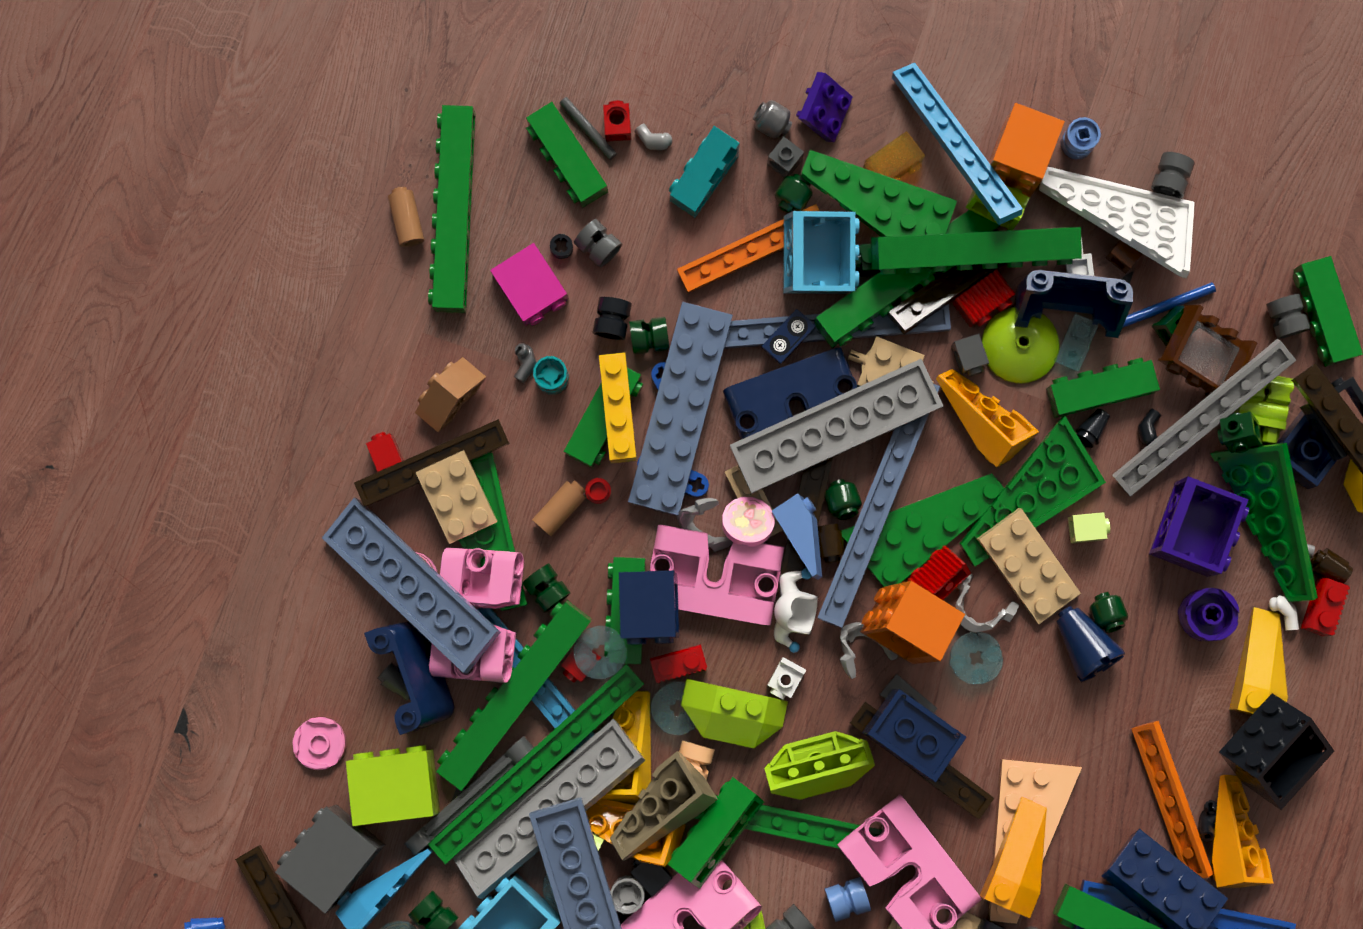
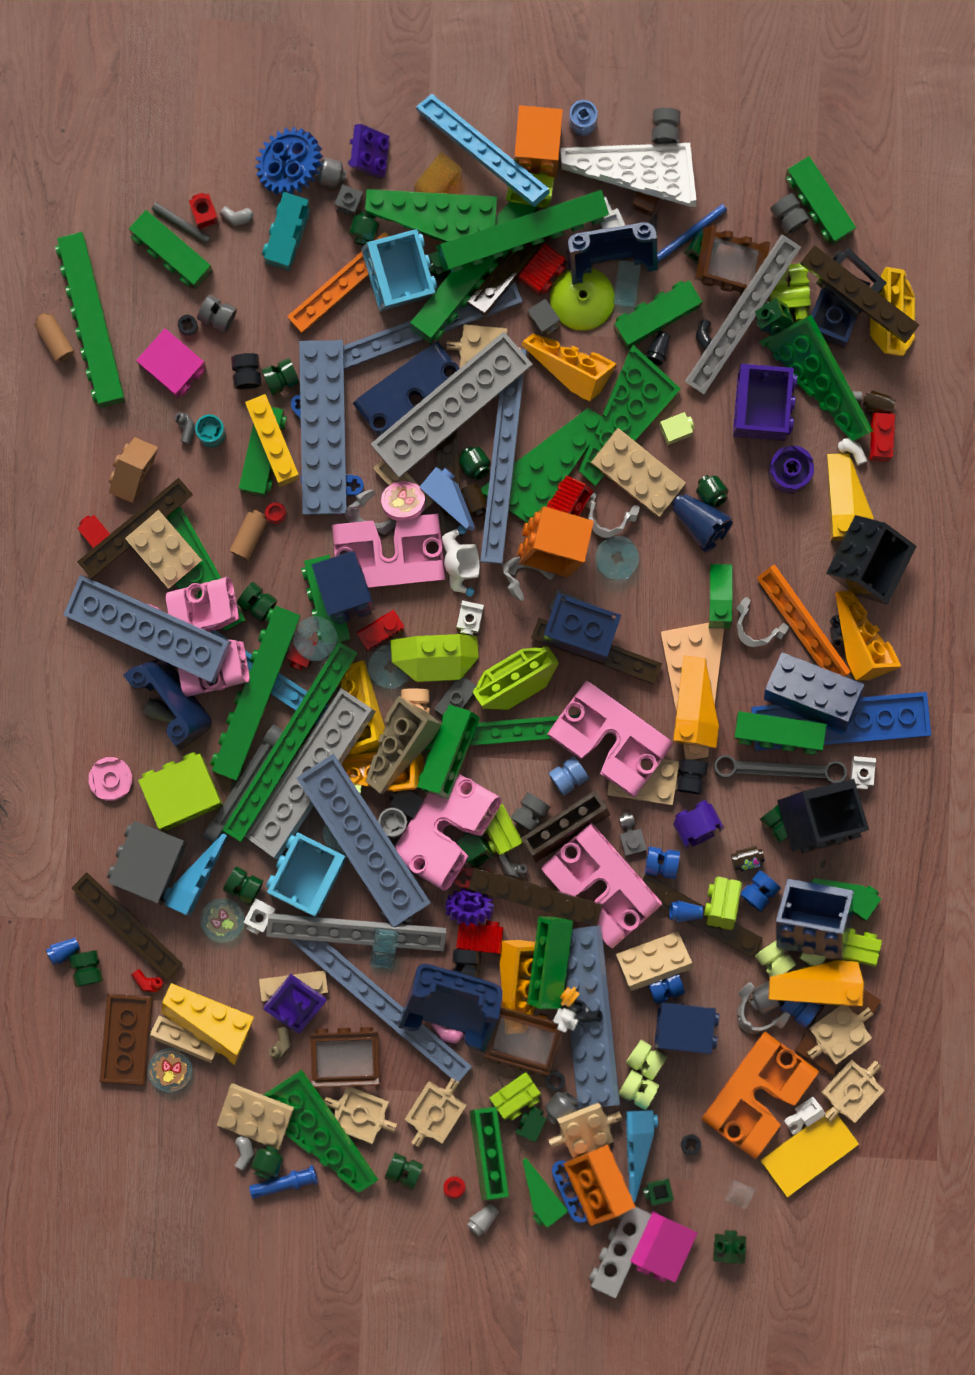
camera: 20 degrees left, 0 degrees up
(730, 93) = (289, 161): none -> blue gear
(743, 765) = (457, 695): none -> dark grey plate
(788, 336) = (393, 344): tile -> none
(1084, 739) = (720, 596): none -> green slope
(1140, 801) = (746, 639): none -> light grey helmet

